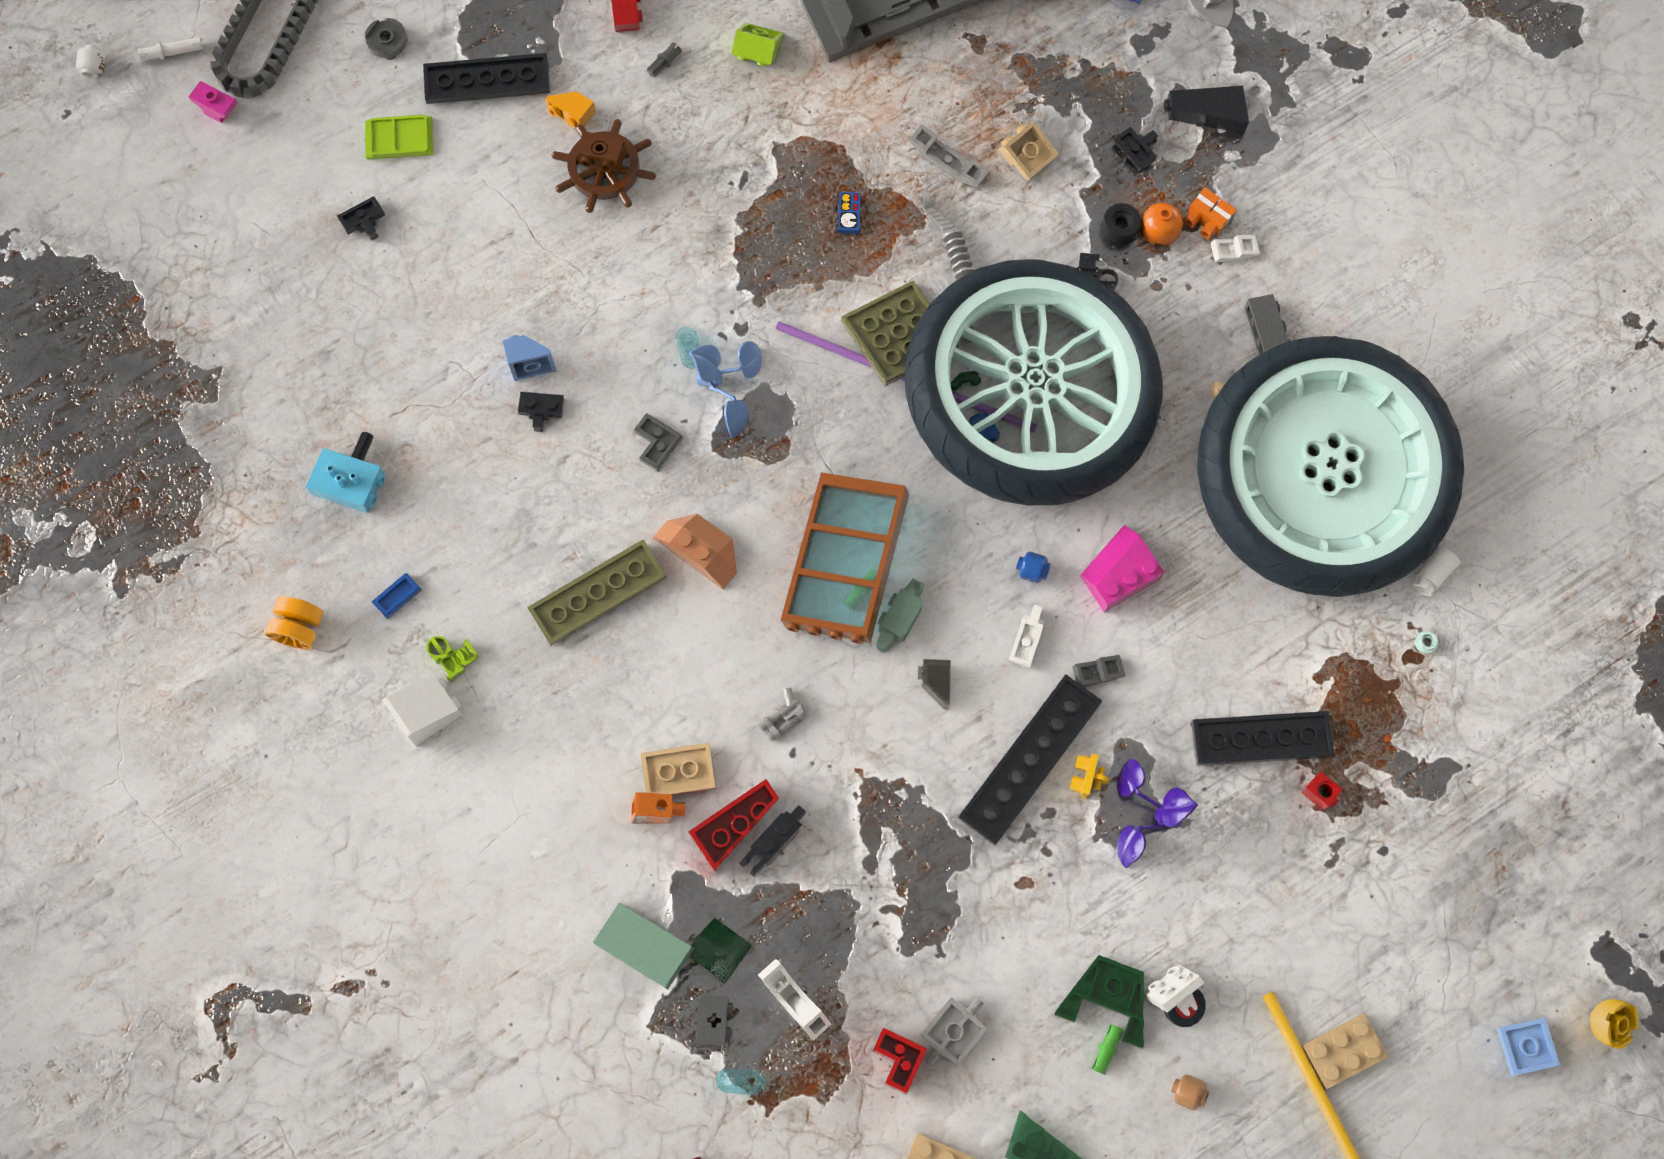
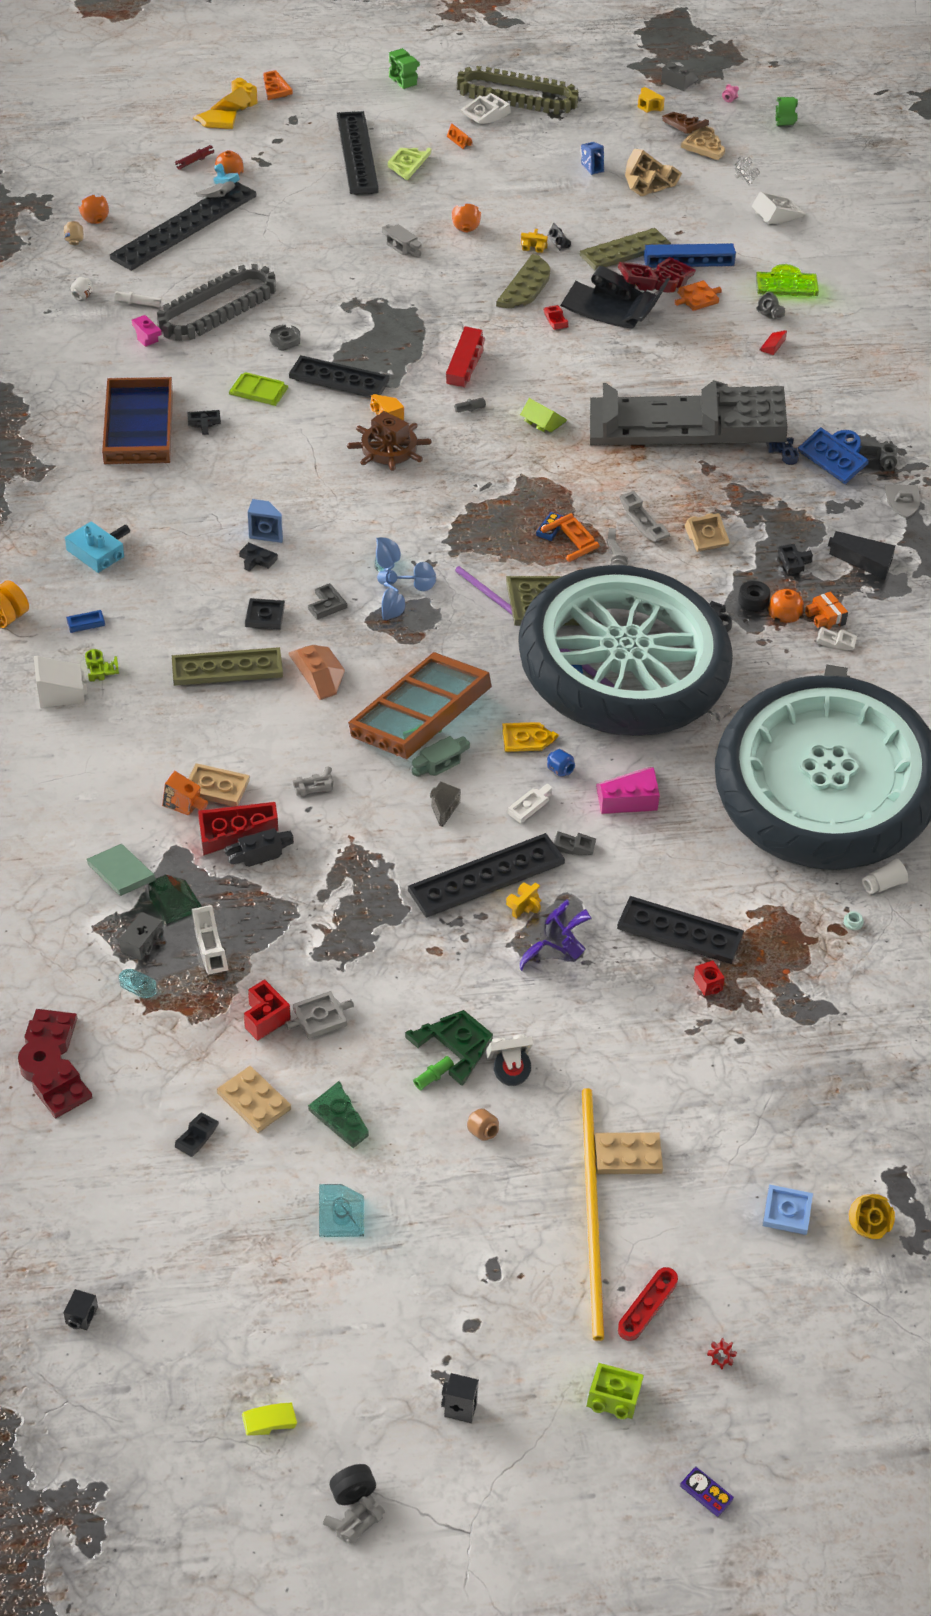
camera: 25 degrees right, 25 degrees down
(284, 254) = (138, 420): none -> window
(598, 493) = (265, 613): none -> black plate
(886, 215) = (576, 533): none -> orange plate
(975, 542) = (526, 736): none -> yellow tile

